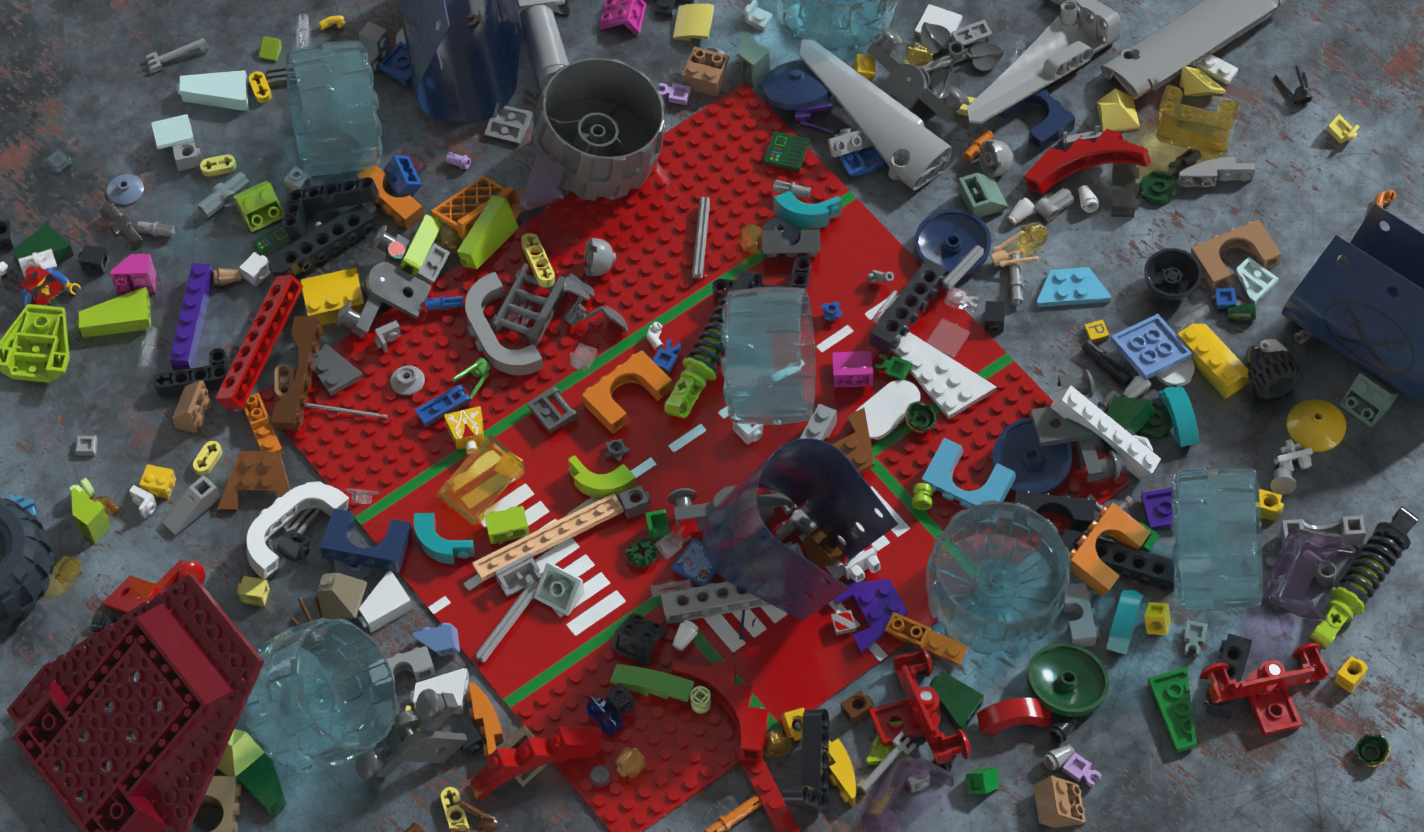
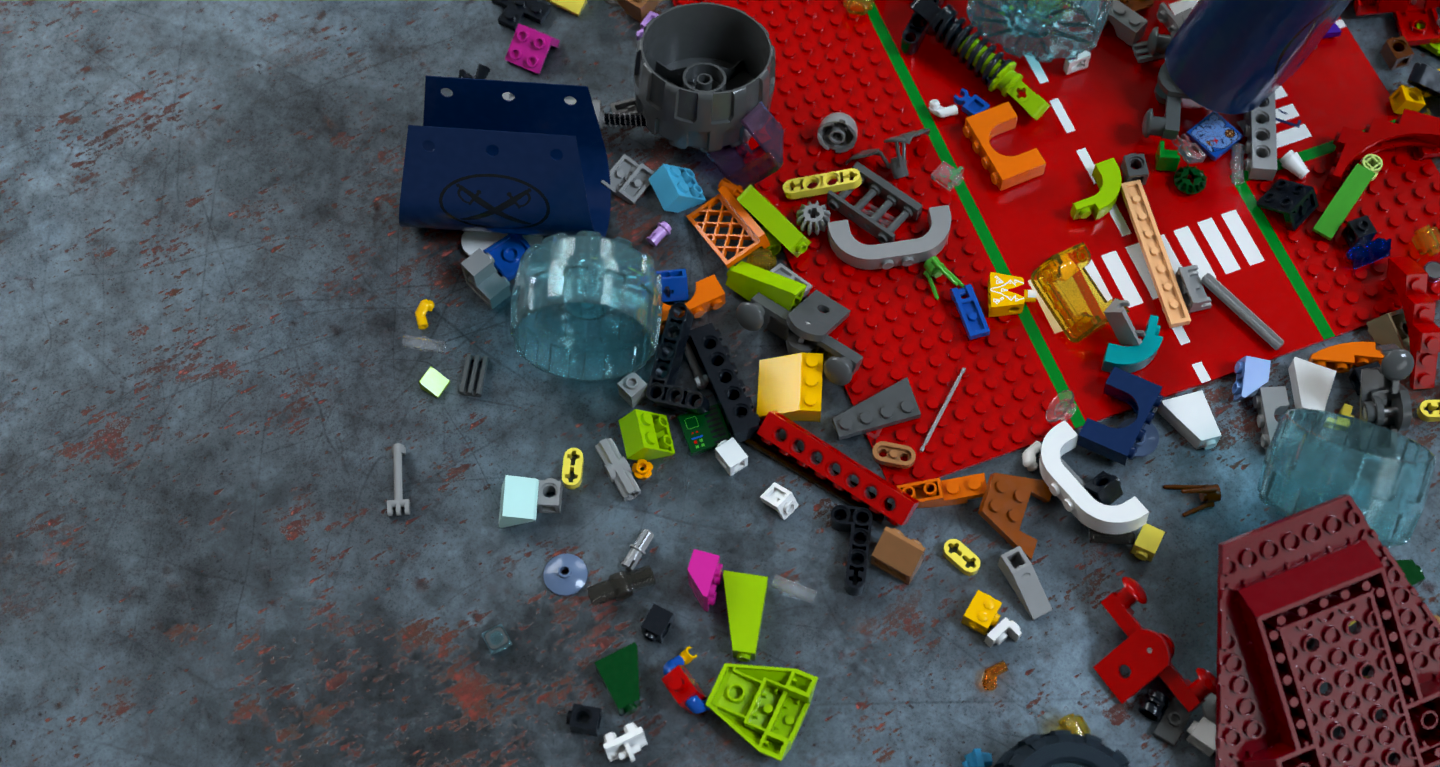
camera: 75 degrees left, 5 degrees up
(43, 259) = (649, 682): white hips -> none
(84, 486) = (971, 695): yellowish green wheel -> none
(86, 446) = (906, 682): light grey tile -> none
(89, 516) = (1015, 692): lime slope -> none
(191, 316) = (775, 533): dark purple brick -> none
(216, 89) = (470, 444): light aqua slope -> none
(223, 314) = (780, 500): none -> white bracket
(226, 276) = (729, 490): medium nougat cone -> none
(232, 216) = (646, 473): none -> light orange plate
(256, 88) = (481, 403): yellow beam -> none
(289, 409) = (935, 455): reddish brown arch -> none
(340, 595) = (1181, 455): dark tan slope -> none
(387, 334) = (867, 345): light grey bracket -> none
(395, 251) = (773, 304): tile -> none
(407, 386) = (921, 347): light grey piece -> none
(443, 303) = (842, 283): blue axle -> none
(452, 516) = (1122, 323): none -> light grey hinge
(502, 263) = (812, 218): none -> light grey gear
(506, 524) = (1132, 283): lime brick -> none
(507, 160) = (676, 188): none -> medium azure slope
(548, 414) = (1006, 220): dark grey plate -> none
(559, 589) = (1220, 255): light aqua slope -> none
(616, 444) = (1067, 170): dark grey plate -> none
(701, 234) = (838, 44): light grey axle -> none

